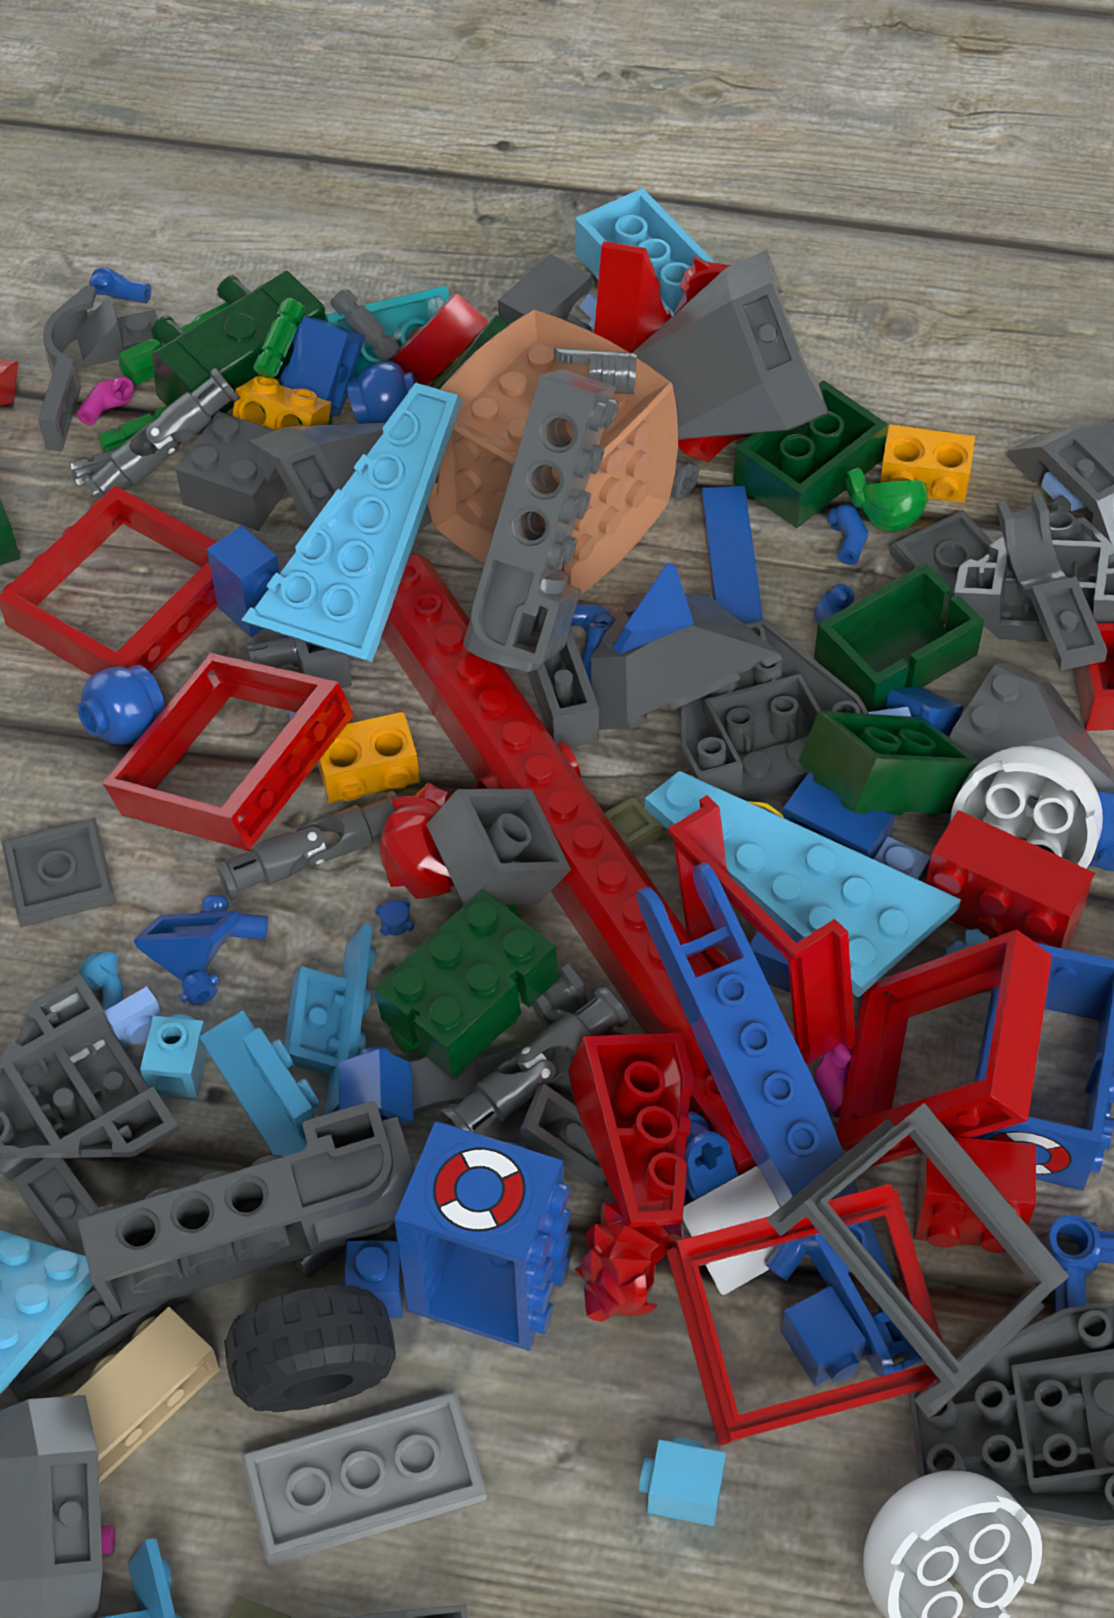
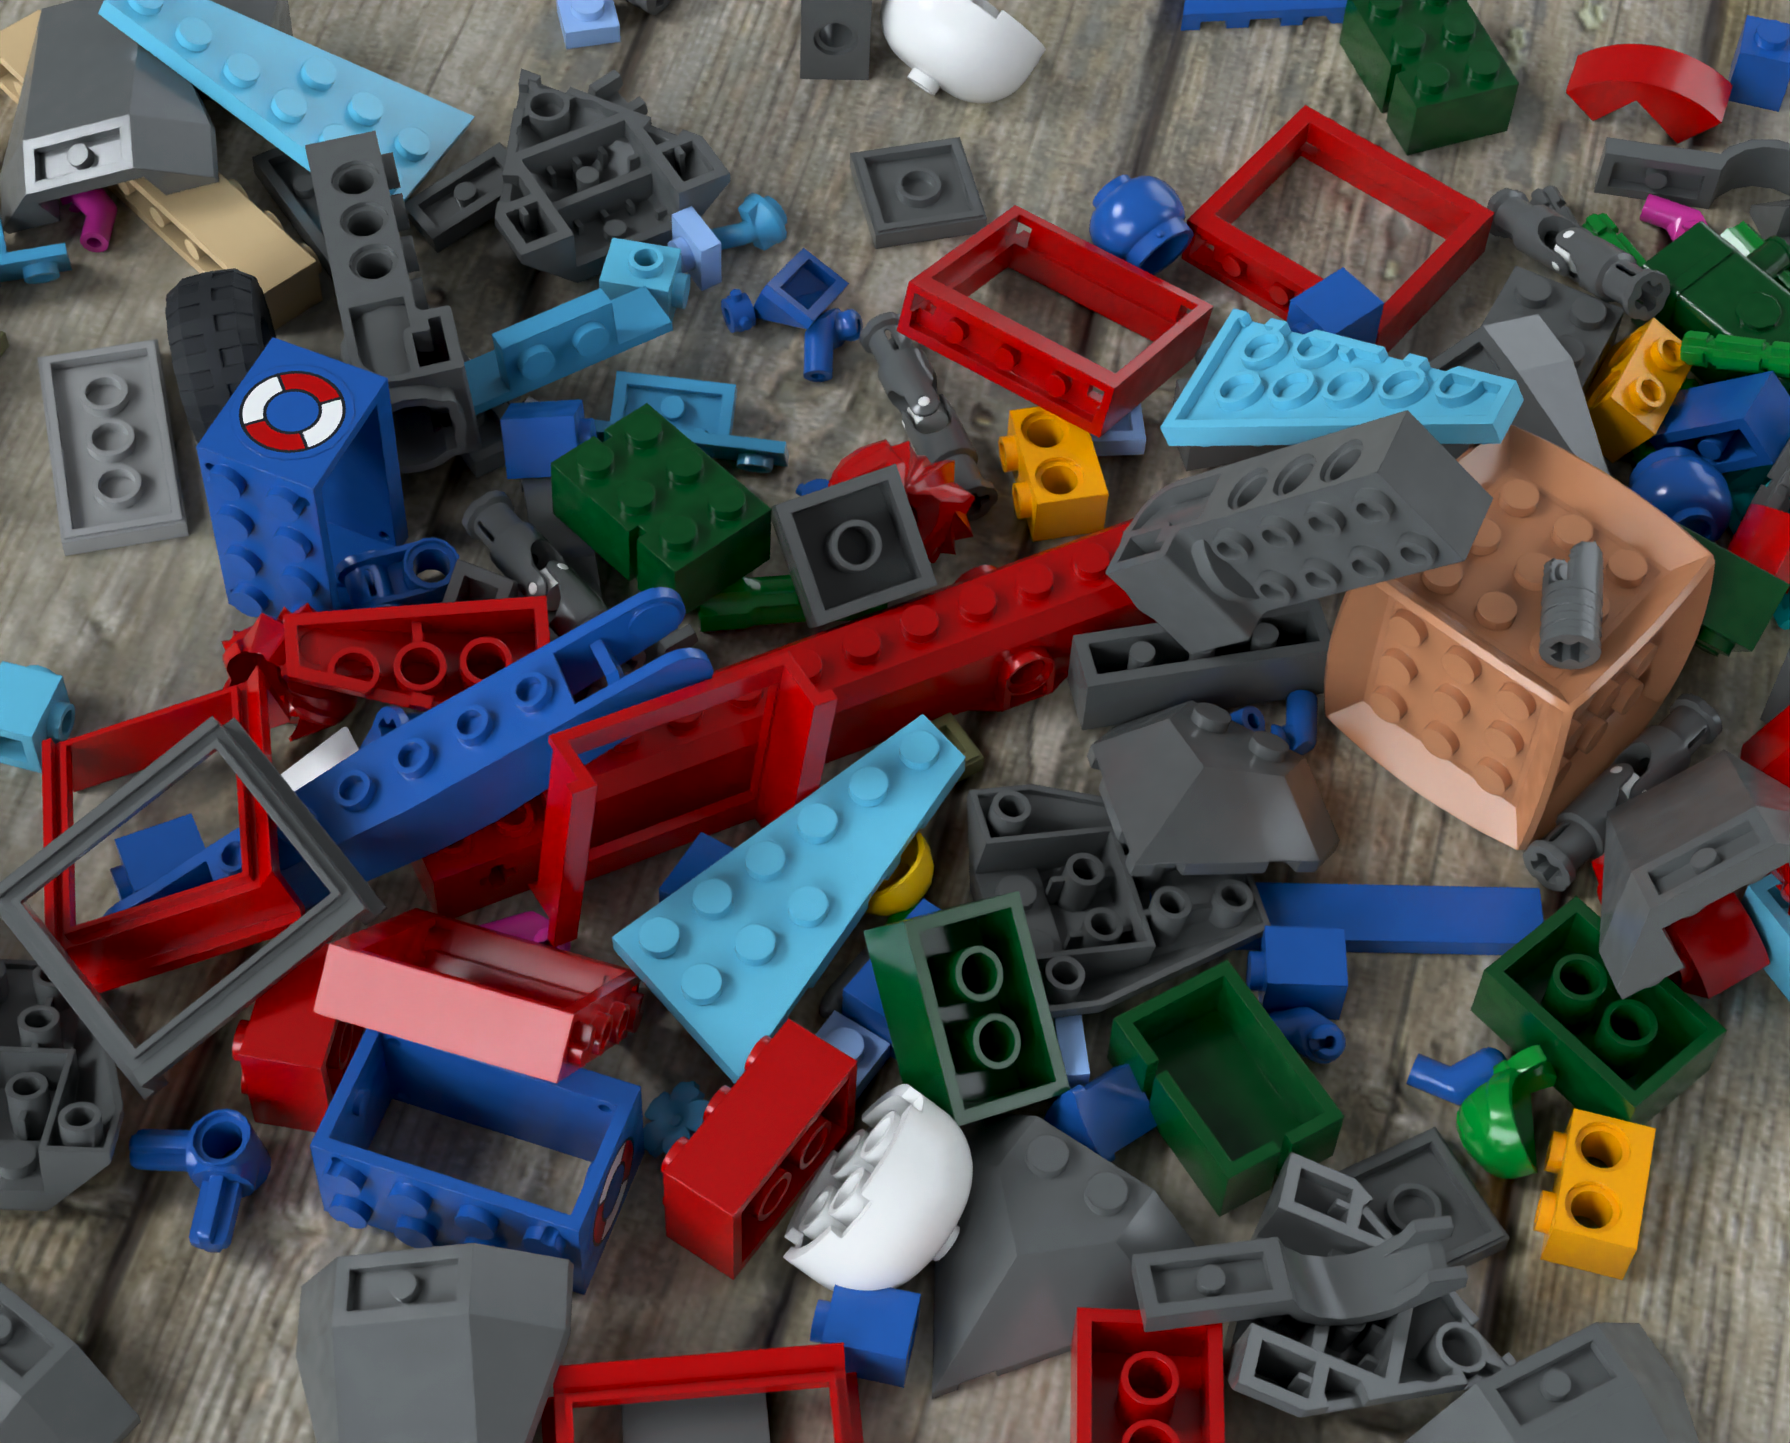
camera: 90 degrees right, 0 degrees up
(658, 614) = (1224, 737): blue slope -> none
(793, 605) = (1300, 969): none -> blue brick

